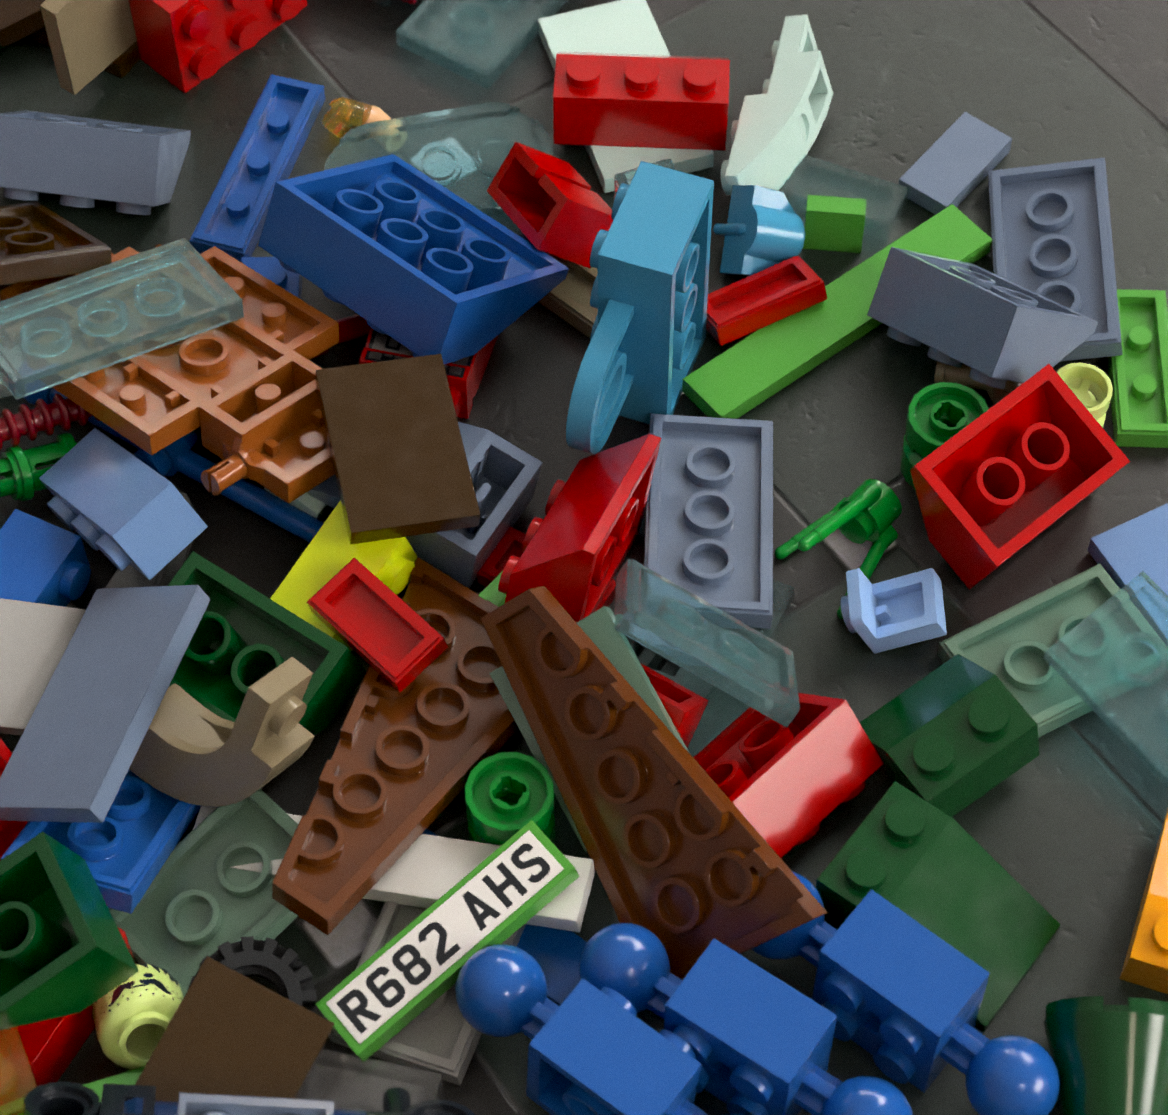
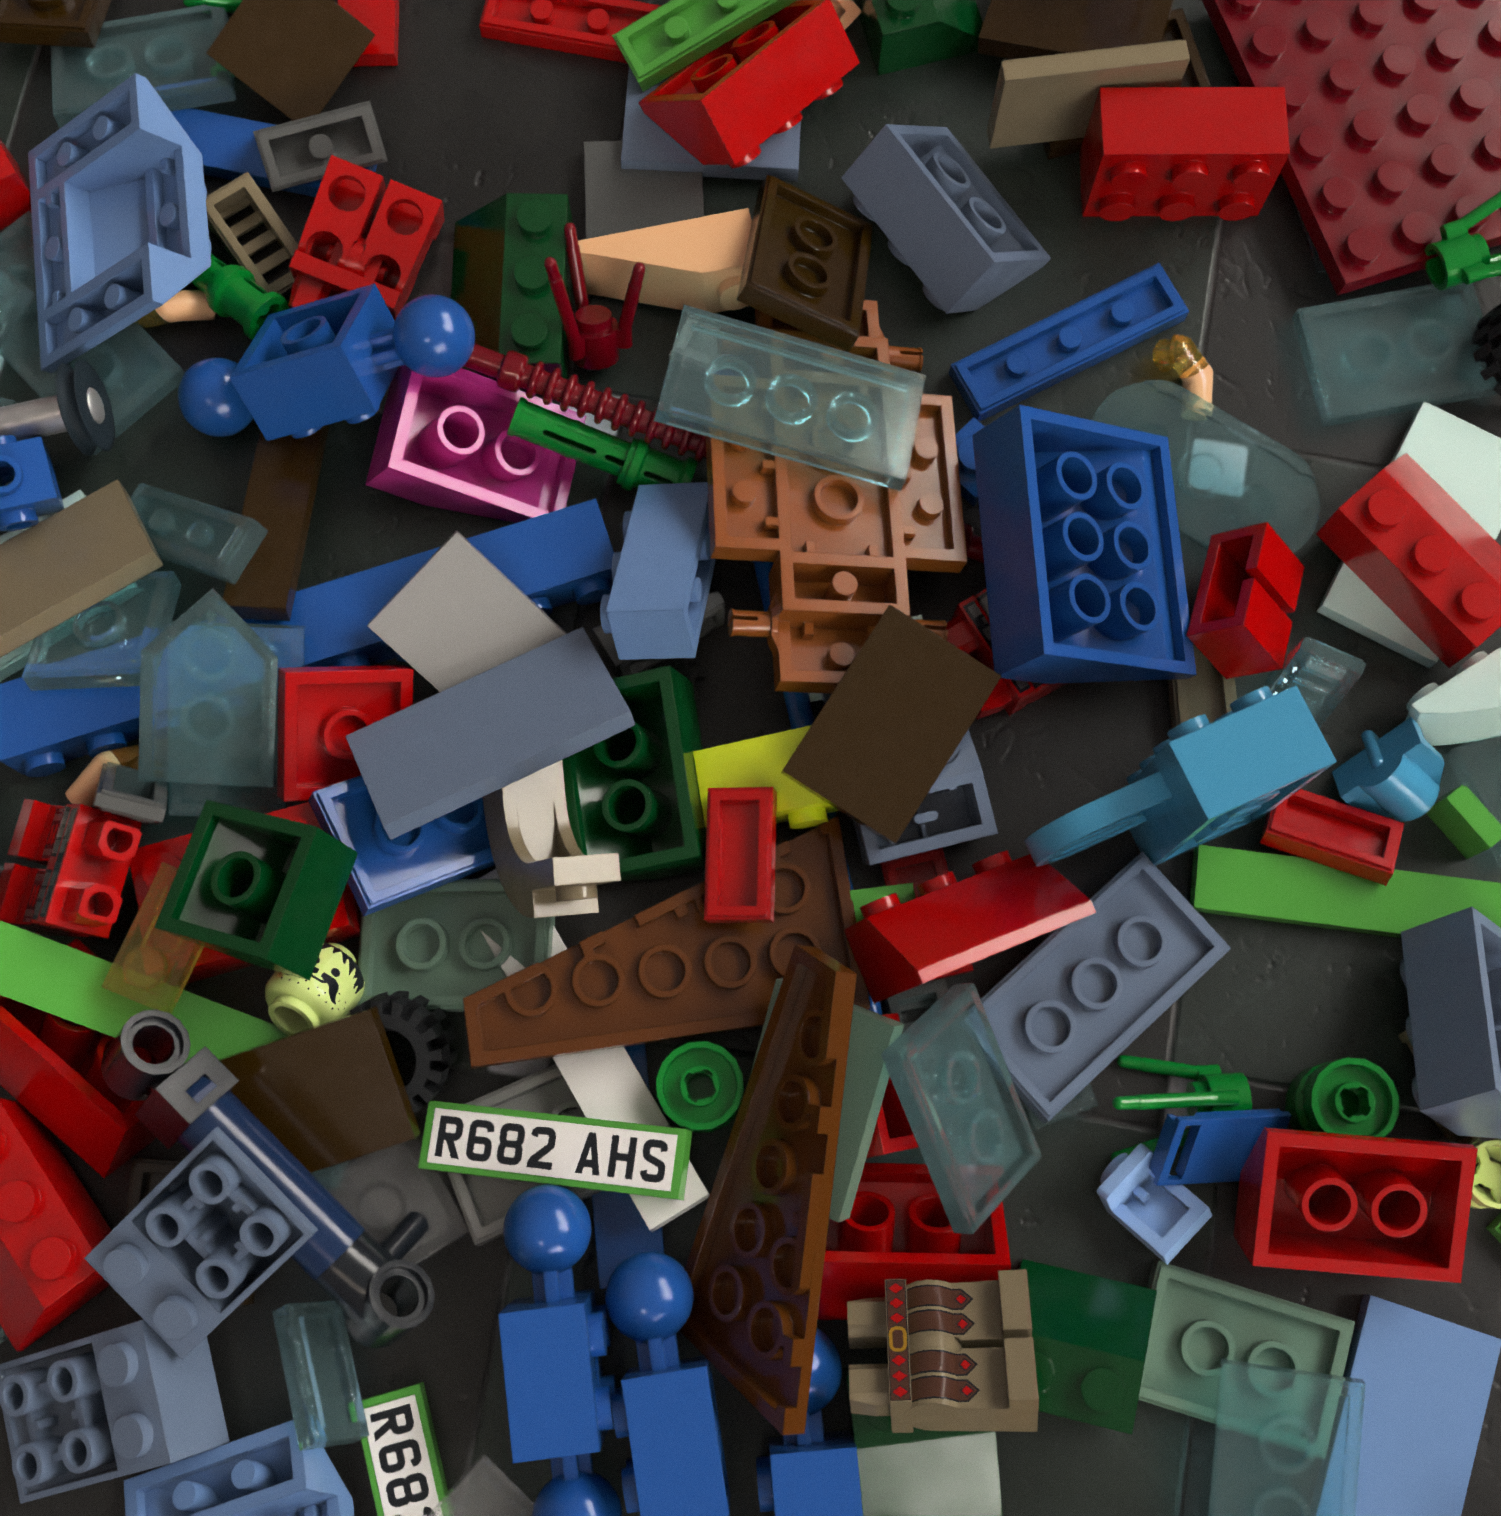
camera: 45 degrees right, 20 degrees up
(868, 782) = (954, 1355): none -> dark tan hips
(896, 532) = (1214, 1145): none -> blue piece

